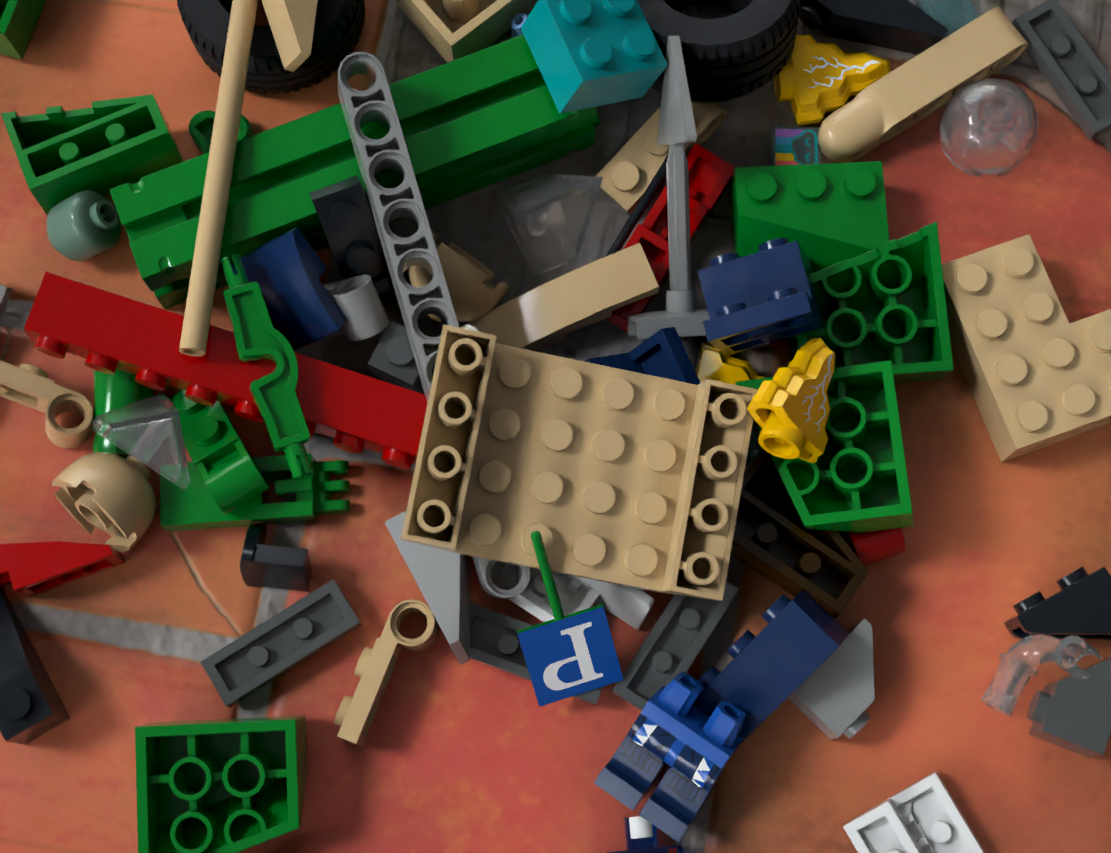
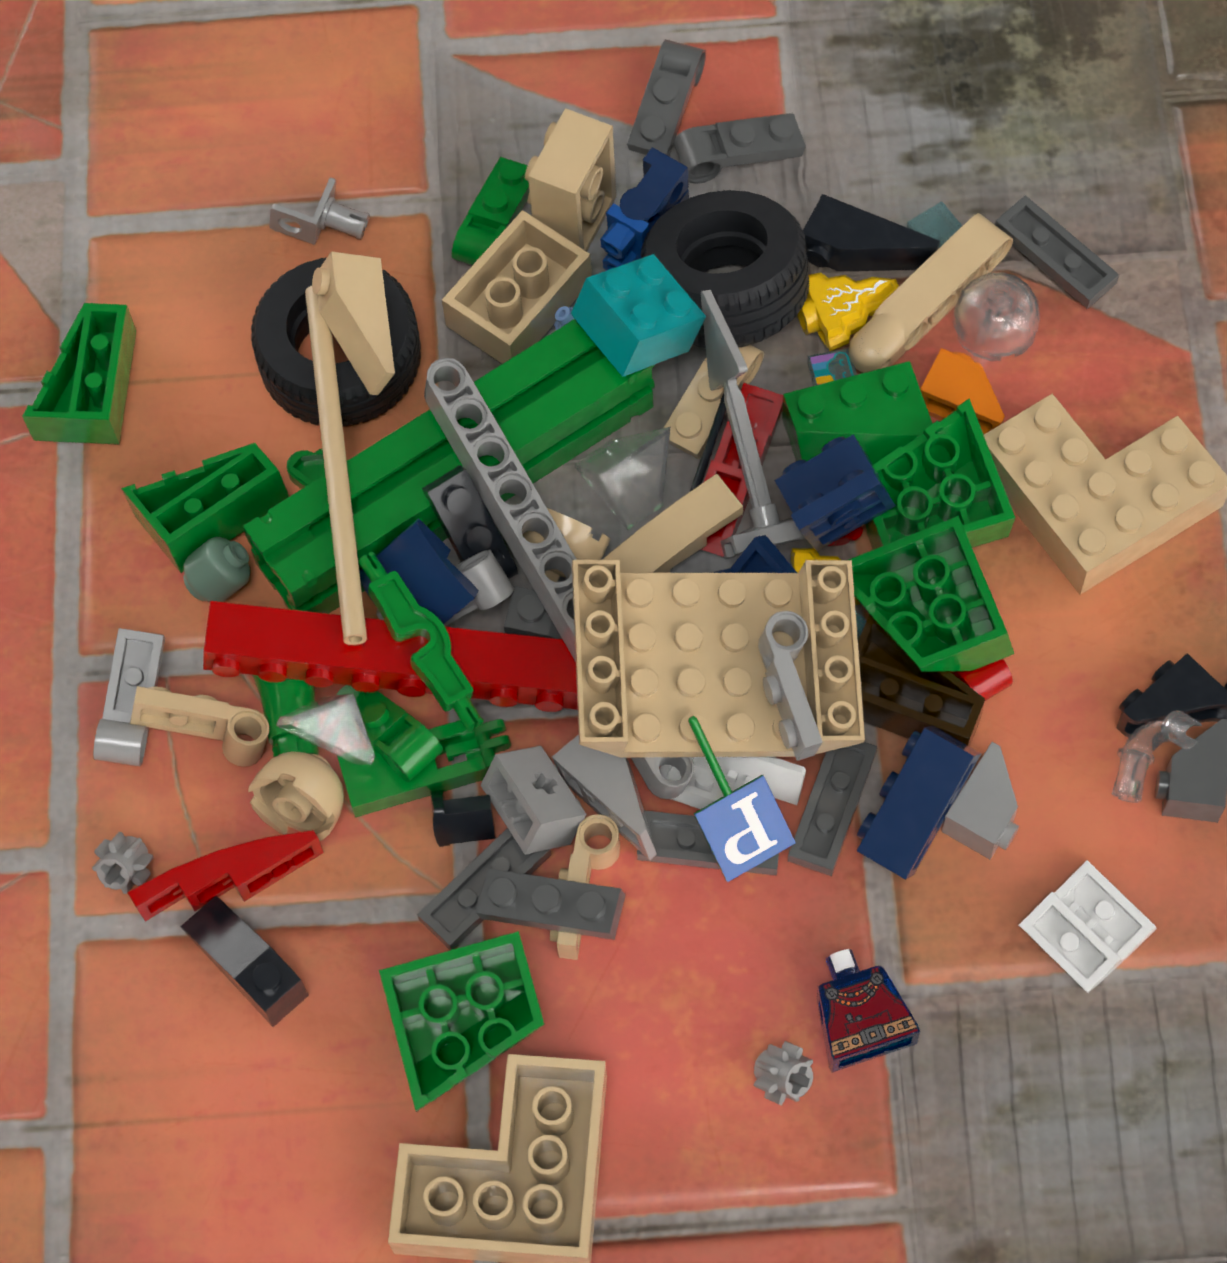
camera: 10 degrees left, 10 degrees down
(341, 692) = (551, 904): none -> dark grey plate
(353, 565) = (533, 799): none -> light grey brick
(647, 522) = (784, 687): none -> light grey plate
(686, 740) = (858, 874): hips -> none
(796, 404) = (886, 568): yellow rock -> none
(928, 195) = (953, 381): none -> orange slope

